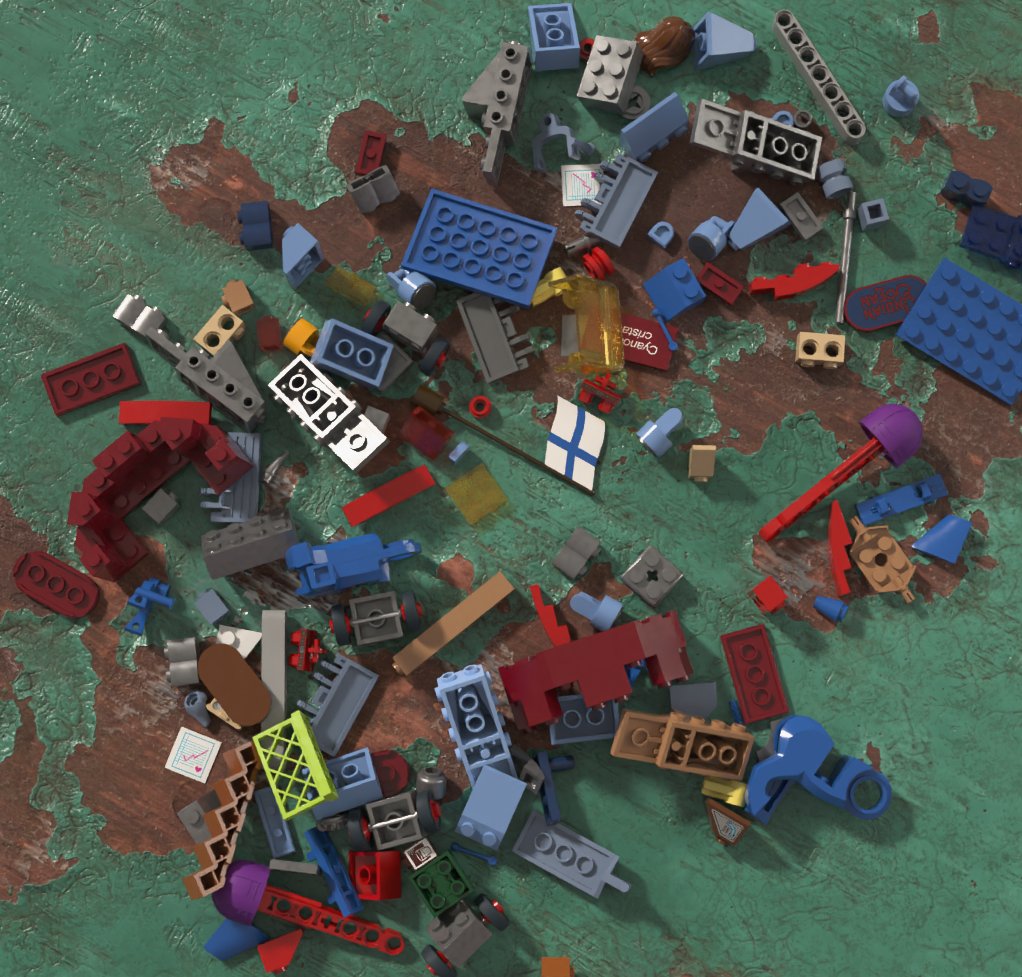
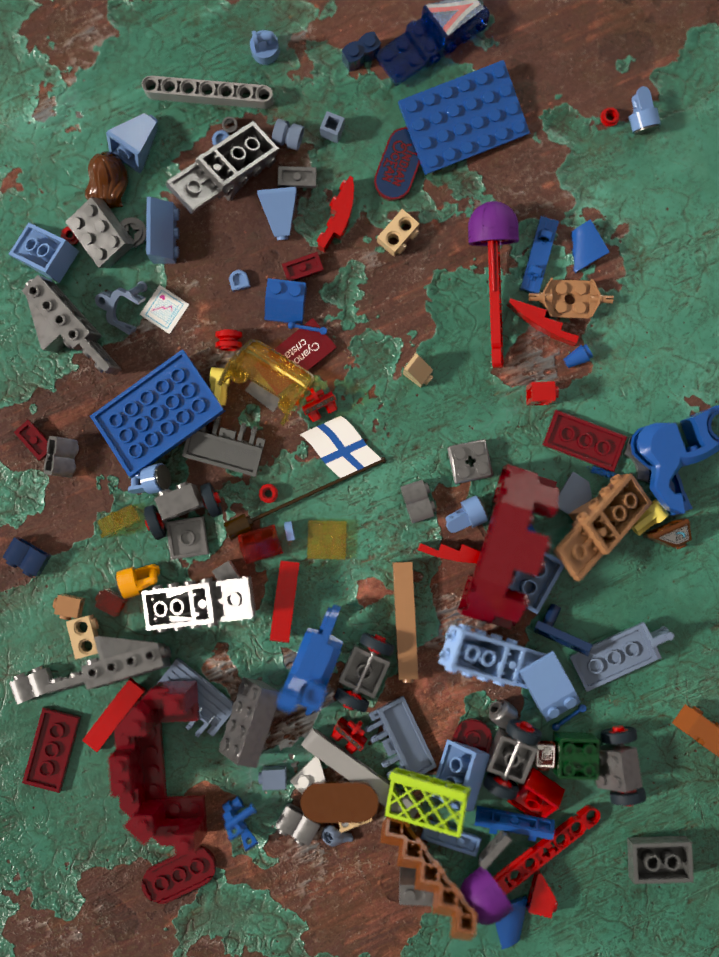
camera: 55 degrees left, 5 degrees up
(162, 506) = (178, 763): flat silver brick -> none
(193, 755) = (365, 861): white sticker -> none
(270, 472) = (209, 672): flat silver helmet -> none
(300, 254) = (69, 543): medium blue slope -> none
(333, 822) = (482, 801): flat silver gear -> none
(351, 354) = (167, 557): medium blue brick -> none
(527, 769) = (543, 641): flat silver slope -> none
(581, 244) = (206, 336): flat silver pin -> none
(619, 198) = (192, 291): sand blue hinge -> none
(655, 434) = (376, 389): medium blue piece -> none
(710, 238) = (266, 249): medium blue piece -> none
(849, 216) = (321, 144): flat silver bar -> none

